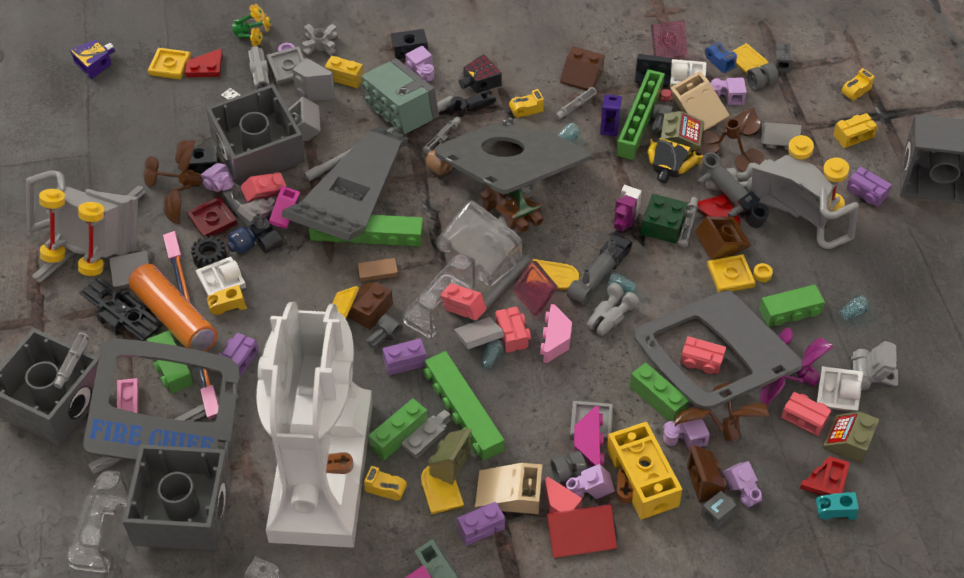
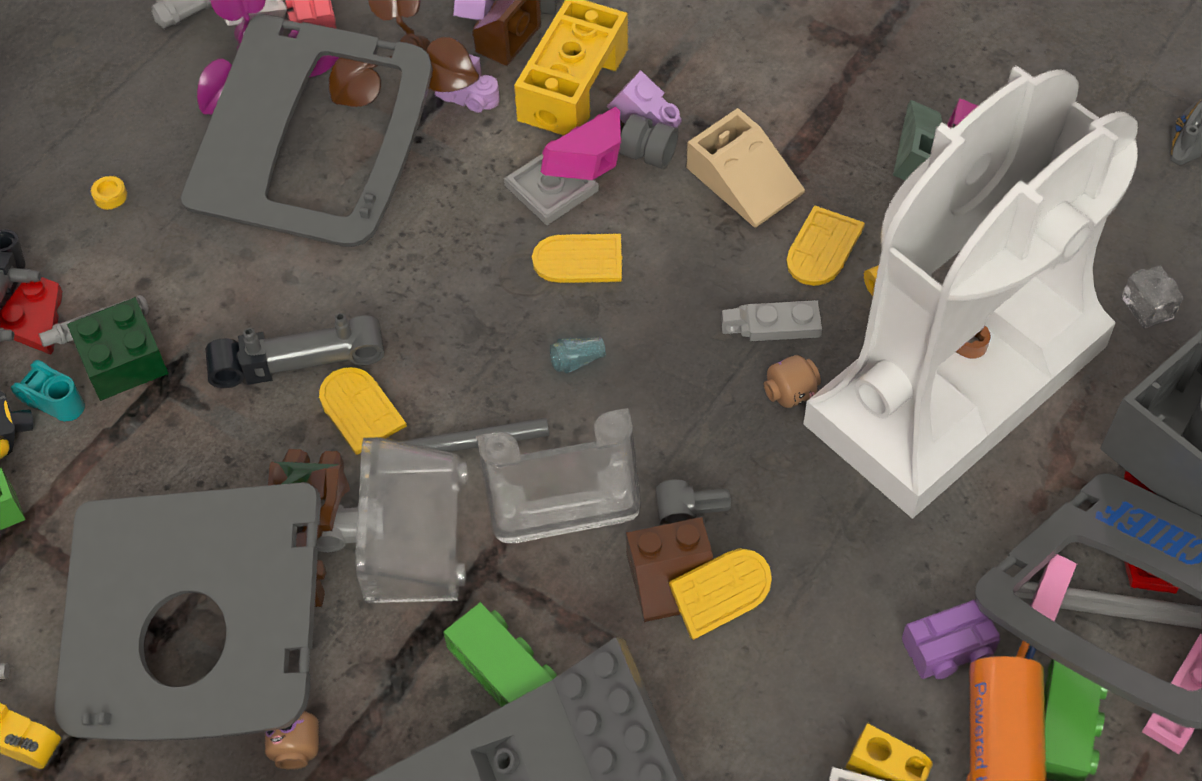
camera: 135 degrees left, 5 degrees up
(377, 269) = (591, 621): medium nougat tile -> none
(388, 406) = (792, 381): none -> medium nougat head
(396, 429) = (823, 338): bright green brick -> none
(404, 356) = (702, 434): medium lavender brick -> none
(451, 456) = (779, 246): olive slope -> none
(463, 301) = (536, 425): coral brick -> none
(464, 405) = (690, 314): bright green brick -> none
(479, 333) = (565, 386): light grey tile -> none
(480, 523) = (821, 159): medium lavender brick -> none
(512, 324) = (513, 361): coral brick -> none
(535, 288) = (419, 379): clear pink tile -> none
(540, 399) = (579, 258): none -> yellow window
(556, 334) = (466, 308): bright pink slope -> none
(560, 498) = (700, 109): coral slope -> none
(569, 132) = (36, 616): clear light blue cone -> none
(581, 531) = (713, 68): red tile -> none
(607, 314) = (370, 283): light grey piece -> none
(621, 483) = (601, 93): dark orange beam -> none
(626, 284) = (295, 312): clear light blue cone -> none
(627, 208) = (148, 392): magenta hips -> none
(658, 392) = (439, 142): bright green brick -> none
(669, 188) = (50, 392): none -> teal piece
(702, 355) = (329, 146): coral brick -> none
(721, 237) = (92, 259): reddish brown slope -> none
(731, 273) = (146, 222): yellow tile -> none
(791, 305) = (146, 119): bright green brick -> none
(856, 306) = (81, 66): clear light blue cone -> none

